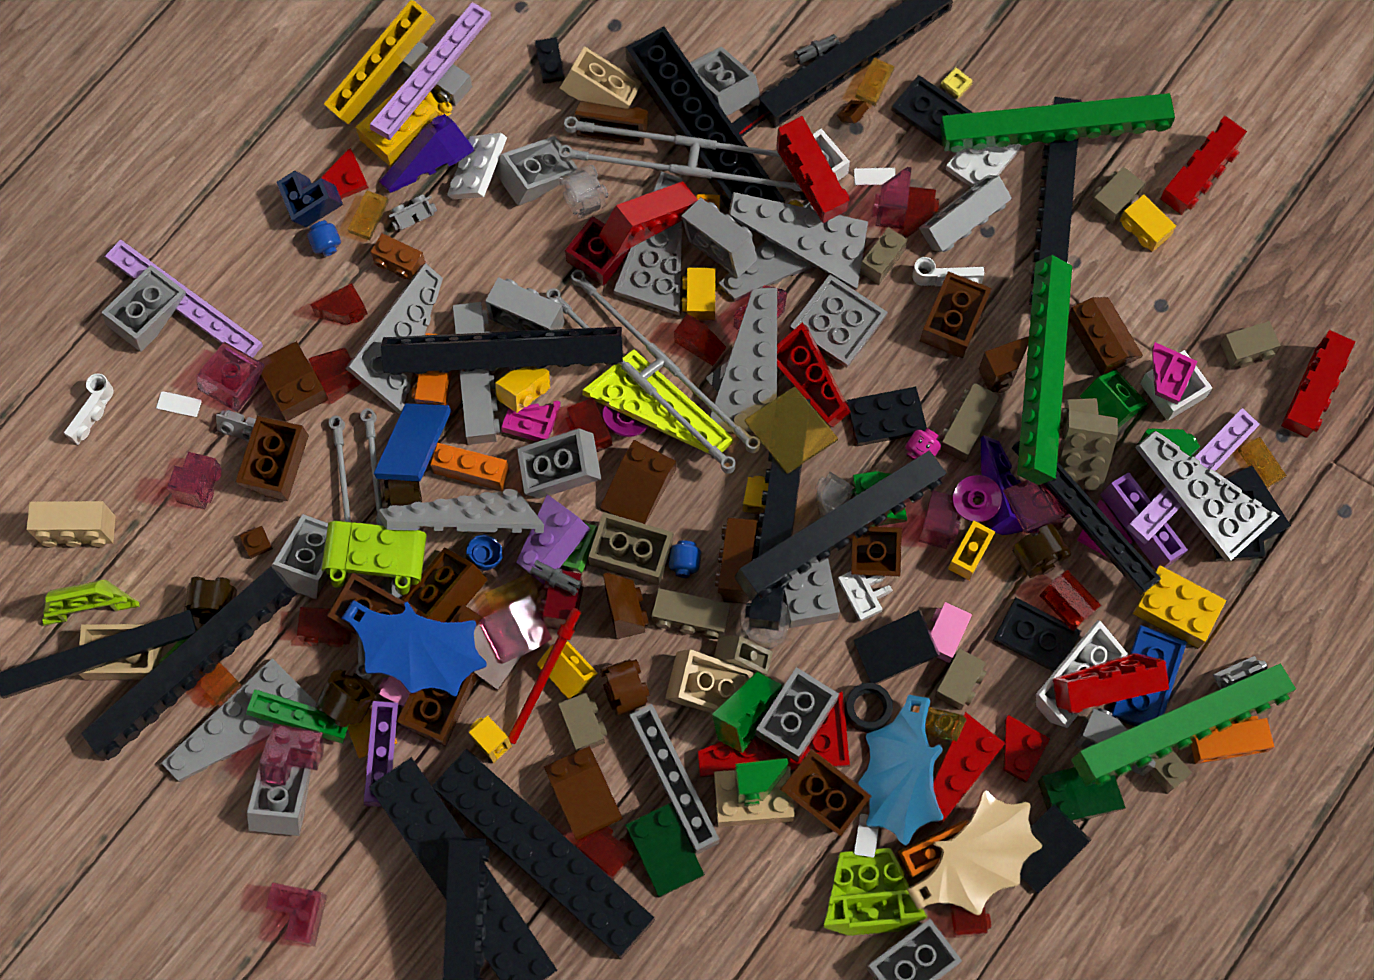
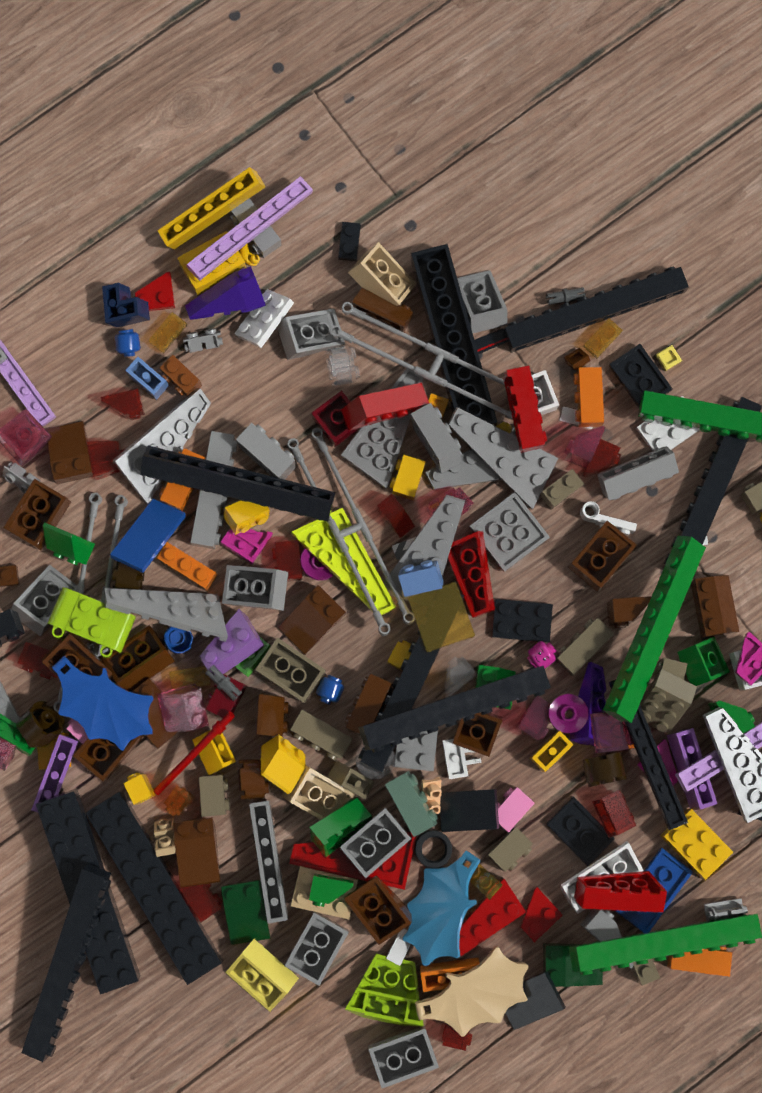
camera: 10 degrees right, 10 degrees up
(318, 479) = (67, 545): none -> green slope
(359, 269) = (147, 378): none -> medium blue brick
(538, 788) = (164, 837): none -> tan slope
(542, 739) = (178, 800): none -> clear orange slope
(655, 653) = (282, 763): none -> yellow slope
(708, 921) = (262, 975): none -> light yellow slope
(752, 394) = (420, 578): none -> medium blue brick
(765, 865) = (316, 948): none -> light grey brick
(826, 654) = (412, 803): none -> sand green slope
(844, 643) = (433, 791): none -> light nougat hips
(880, 146) = (589, 397): none -> orange brick

